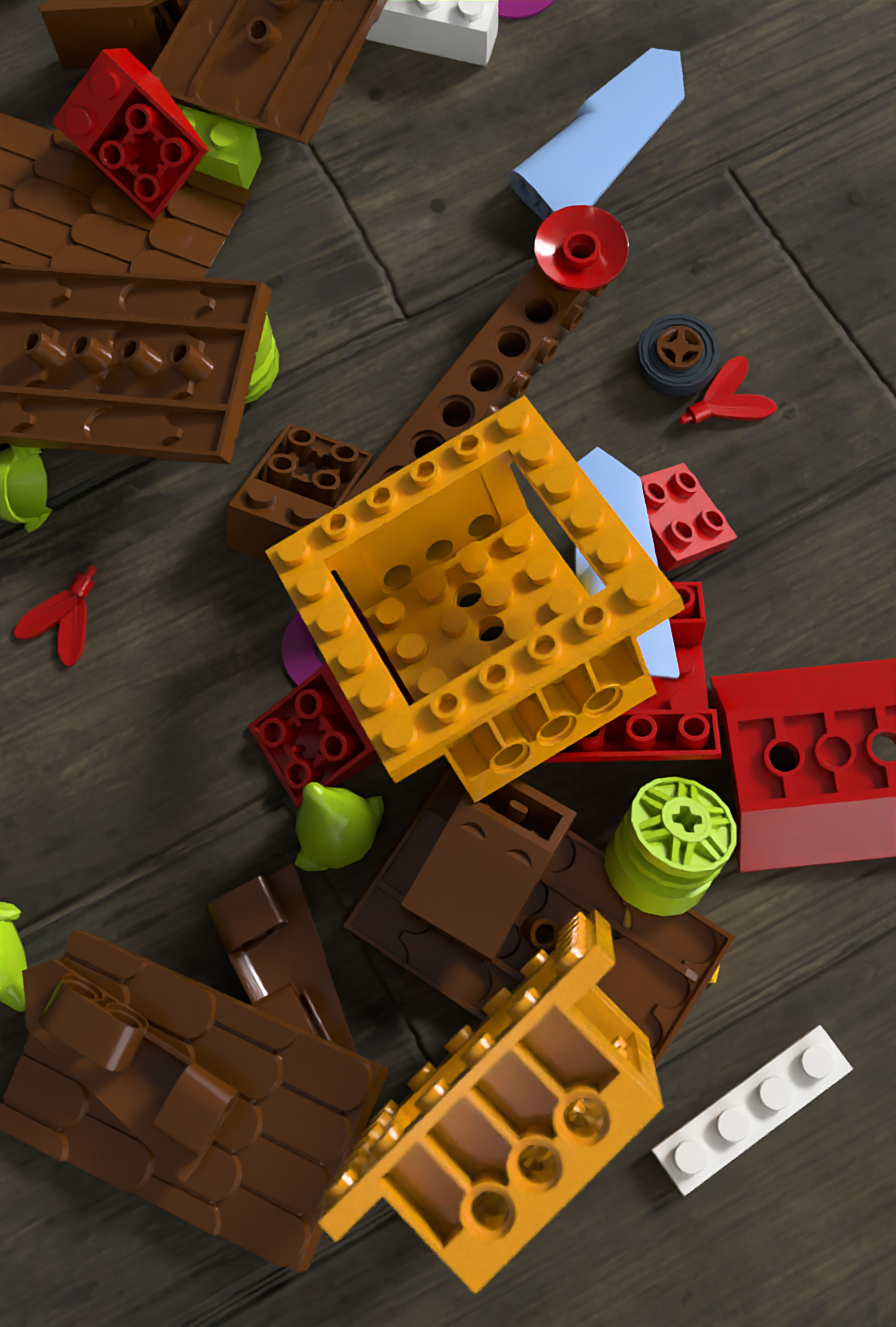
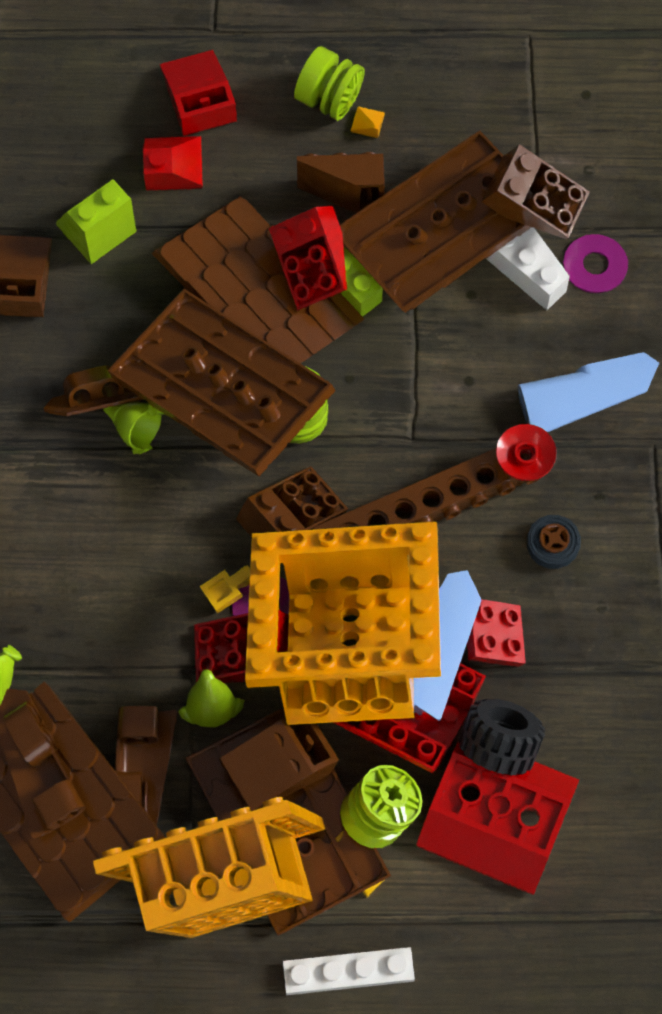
camera: 25 degrees right, 5 degrees down
(63, 608) = (130, 508): red piece -> none
(264, 655) = (223, 589): none -> yellow plate
(722, 401) = (565, 582): red piece -> none
(779, 654) = (501, 736): none -> black tyre

